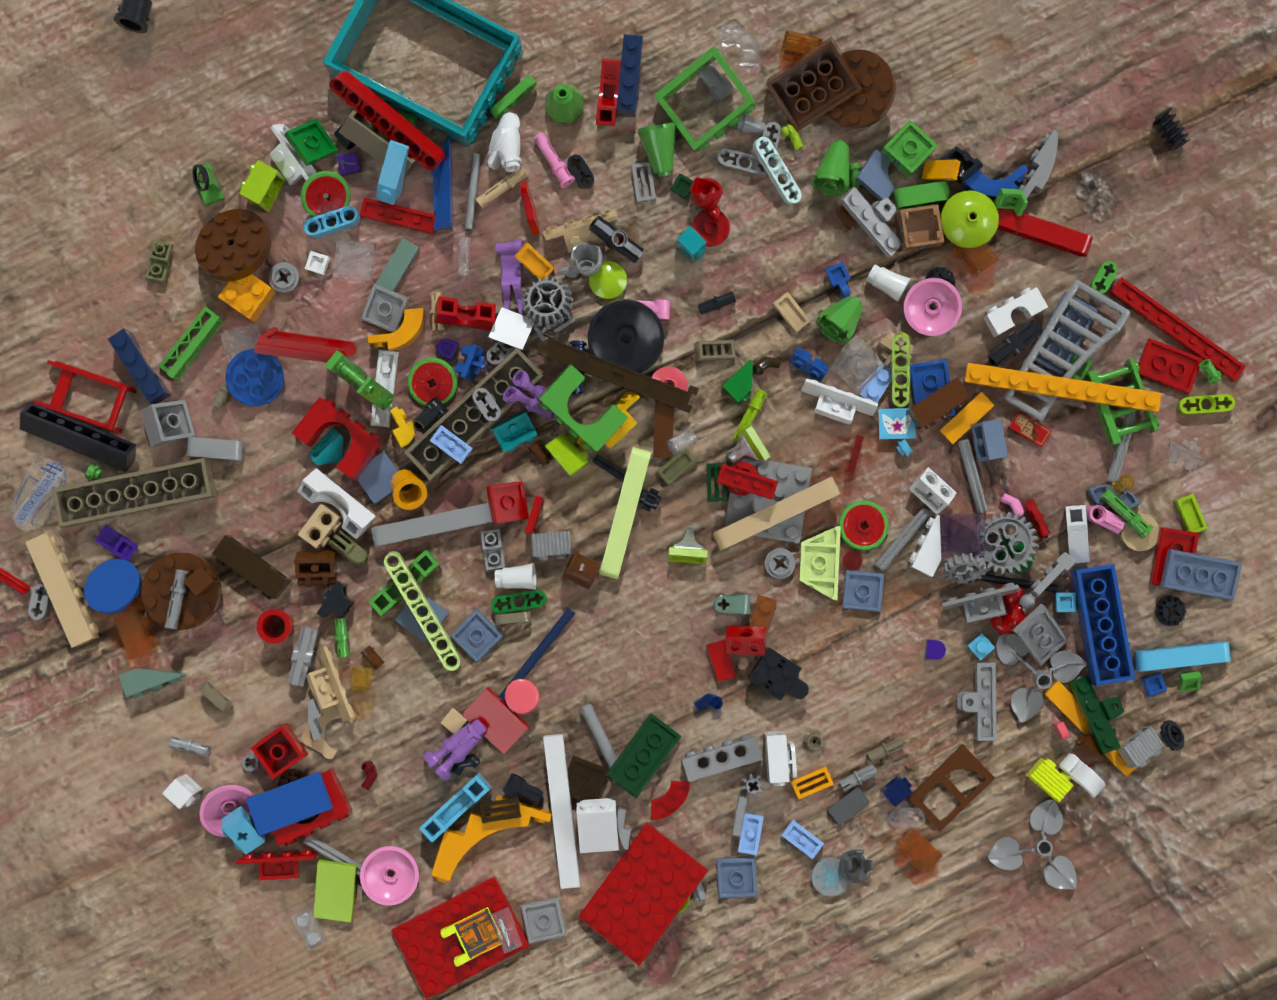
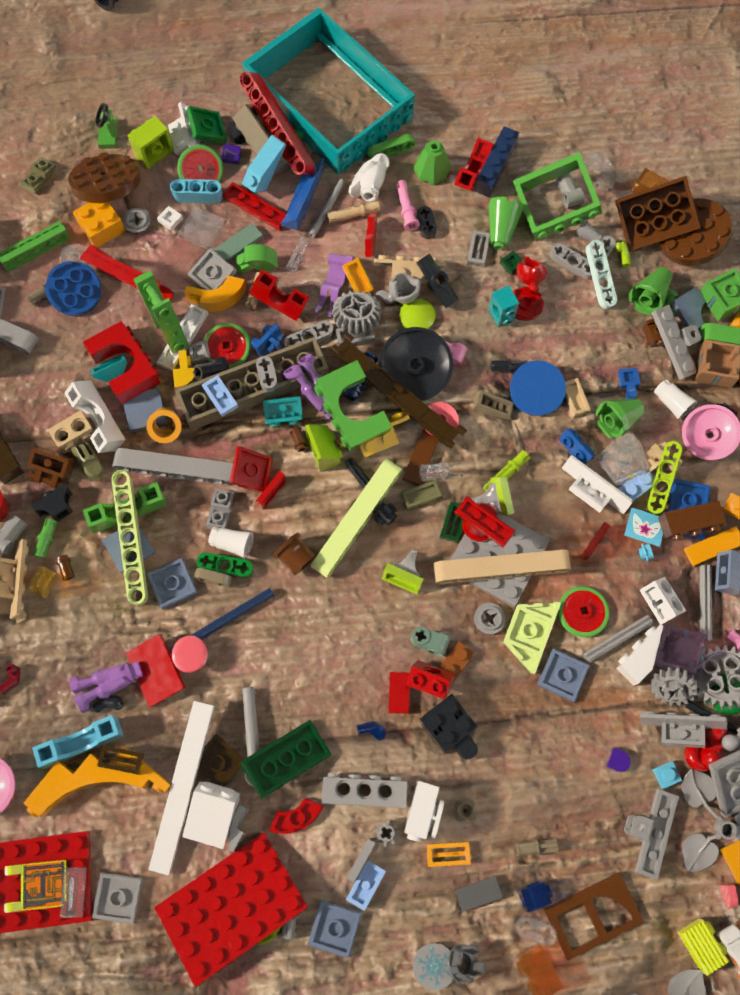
camera: 15 degrees right, 15 degrees down
(408, 398) = (199, 352): none -> light grey tile
(425, 278) = (257, 257): none -> bright green brick
(447, 348) = (252, 324): dark purple tile -> none
(454, 720) = (115, 656): tan tile -> none
(511, 328) = (315, 323): white sticker -> none
(518, 787) = (153, 751): black piece -> none
(551, 545) = (276, 522): light grey brick -> none
(740, 384) = (506, 440): green slope -> none
(752, 318) = (537, 388): none -> blue tile
(764, 363) = (536, 431): dark brown arm -> none
(802, 839) = (418, 912): light blue plate -> none
(852, 560) = (561, 641): clear red tile -> none
(858, 777) = (499, 866): light grey axle -> none

